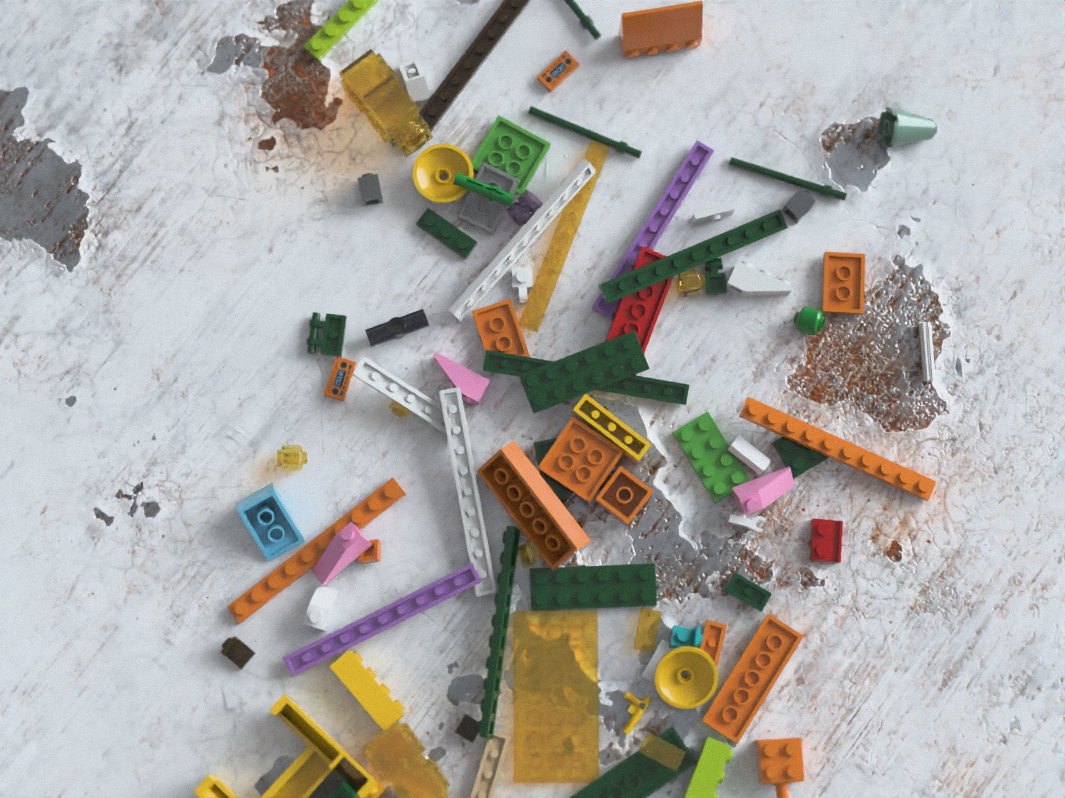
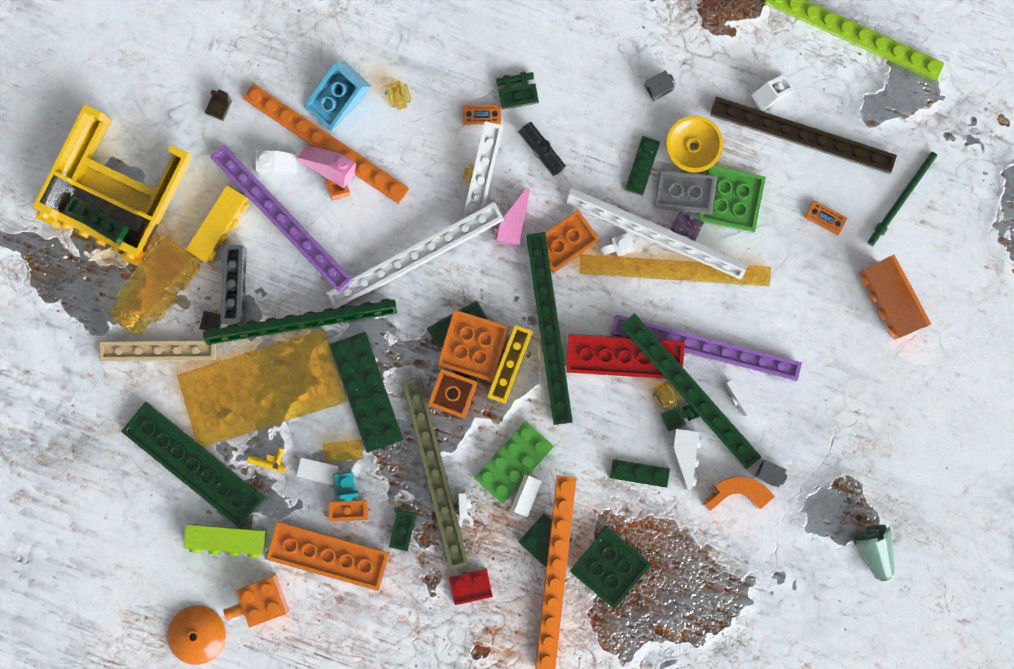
camera: 75 degrees right, 5 degrees up
(387, 106) = (741, 70): clear yellow piece -> none
(437, 691) = (233, 284): none -> dark grey brick
(483, 189) = (690, 184): green pin -> none
(528, 554) = (375, 326): clear yellow plate -> none
(533, 505) = (419, 316): orange brick -> none
(583, 372) = (552, 324): dark green plate -> none
(621, 147) = (773, 296): dark green bar -> none
(661, 751) = (238, 494): clear yellow plate -> none
(687, 690) = (299, 497): yellow dish -> none
(699, 540) = (435, 473): none -> olive plate
(760, 335) = (639, 473): none -> dark green plate
(762, 491) = (496, 516): bright pink slope -> none
(809, 321) = (666, 514): green head -> none
(810, 227) = (752, 489): none -> orange arch
(825, 190) = (793, 494): dark green bar -> none
(843, 283) = (711, 535): orange plate -> none
(847, 393) = (610, 567): none -> dark green plate
(927, 352) = (672, 630): white axle -> none

